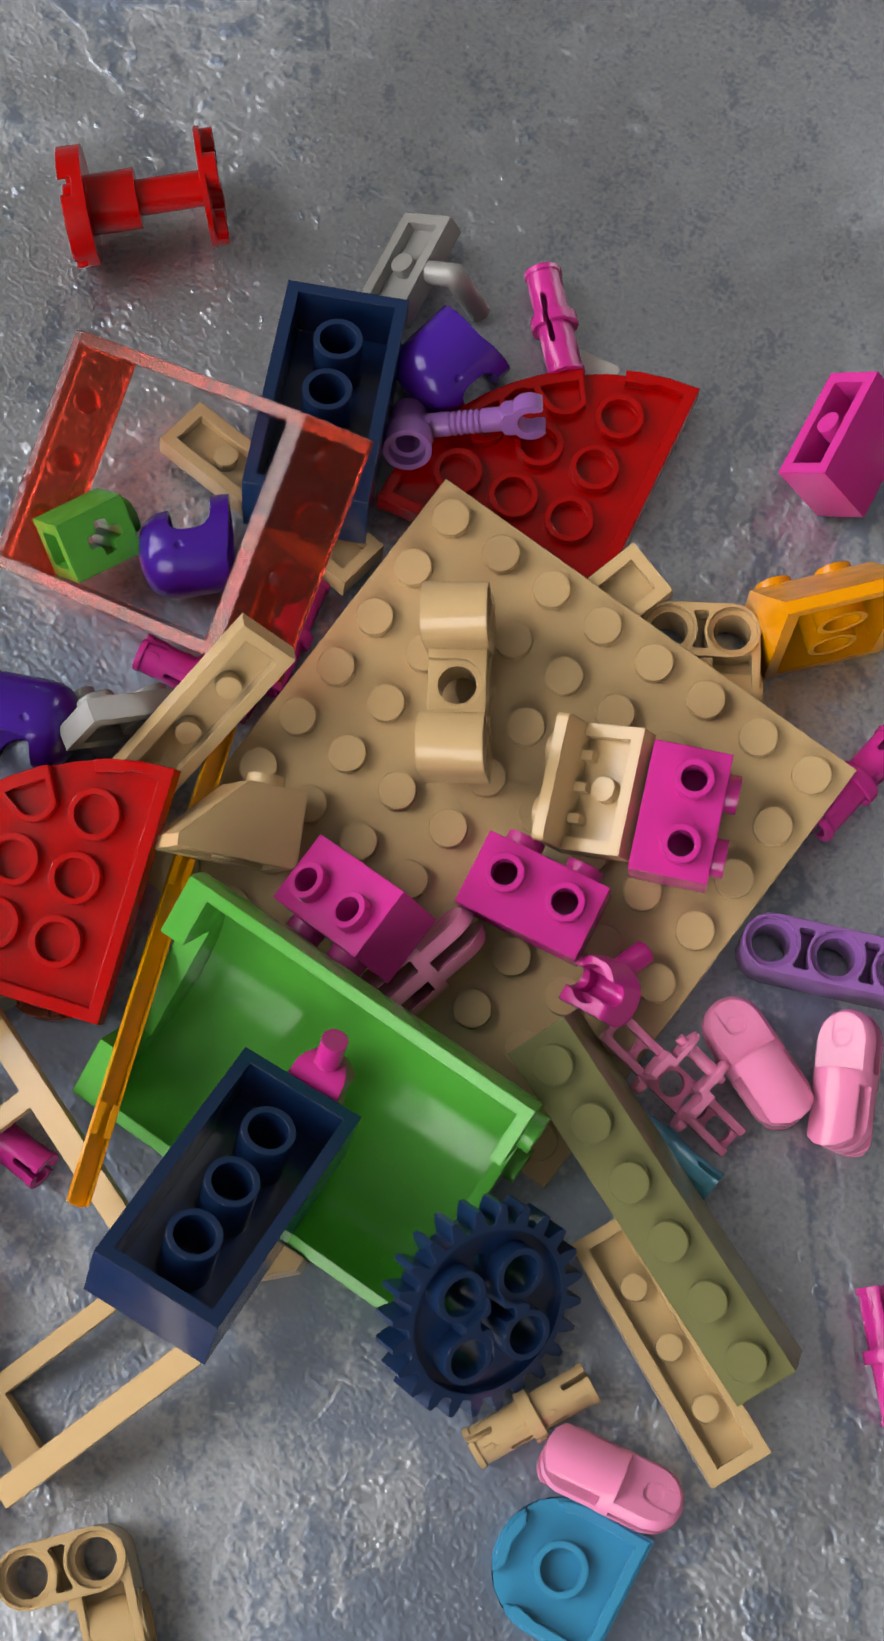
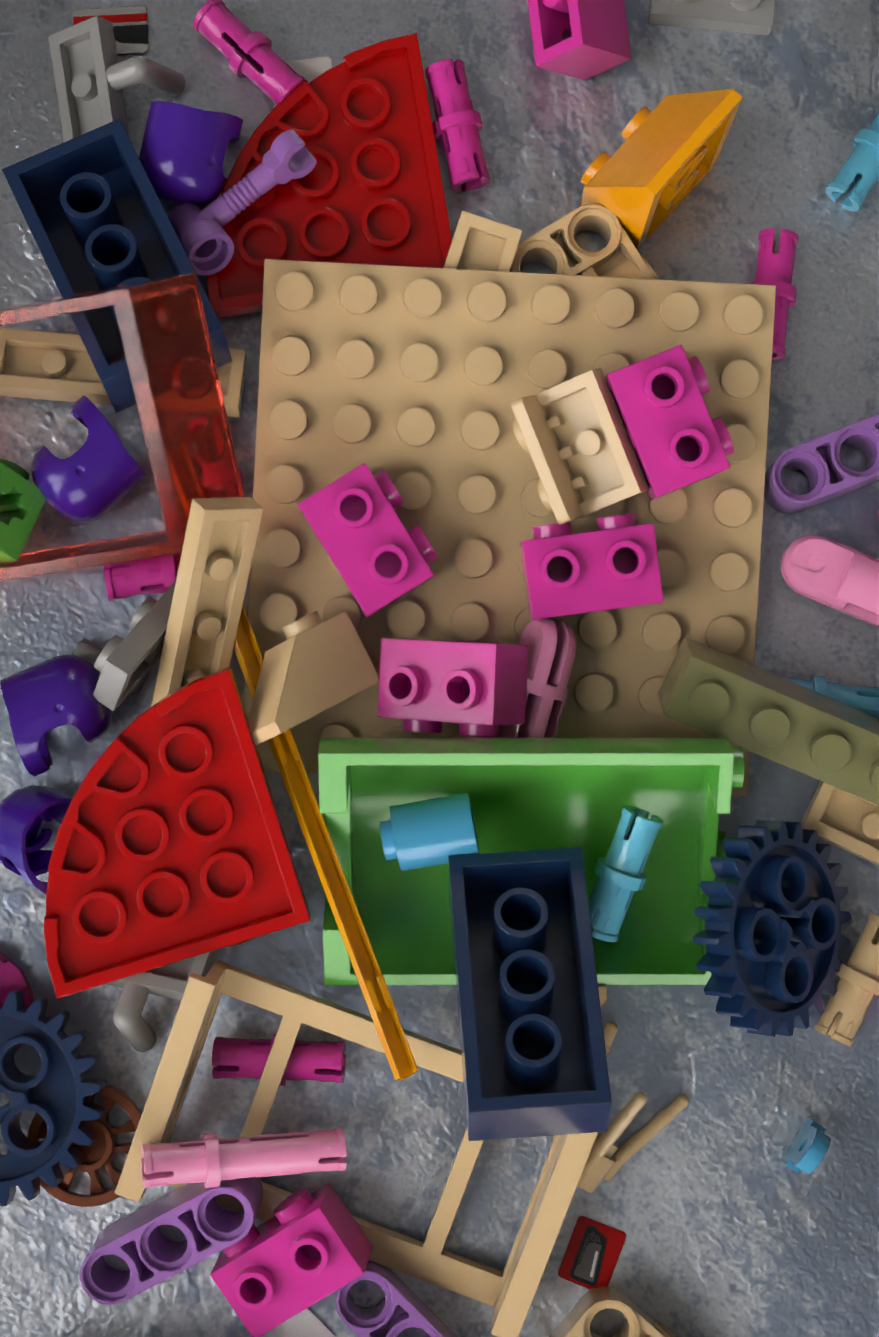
camera: 40 degrees left, 10 degrees up
(133, 1492) = (591, 1253): none -> sticker
(197, 1394) = (605, 1157): none -> tan plant
(244, 1016) = (429, 831): none -> dark azure brick
(326, 1066) = (520, 825): dark pink piece -> none
(368, 750) = (368, 539): none -> dark pink brick
(380, 1528) = (807, 1147): none -> dark azure piece
(383, 1170) = (621, 871): none -> medium azure pin
(459, 638) = (383, 398): tan beam -> none
(472, 246) = (129, 26): none -> sticker
(609, 985) = (700, 603): dark pink piece -> none
(667, 1061) = (827, 645): bright pink piece -> none
(684, 482) = (457, 125): none -> dark pink pin

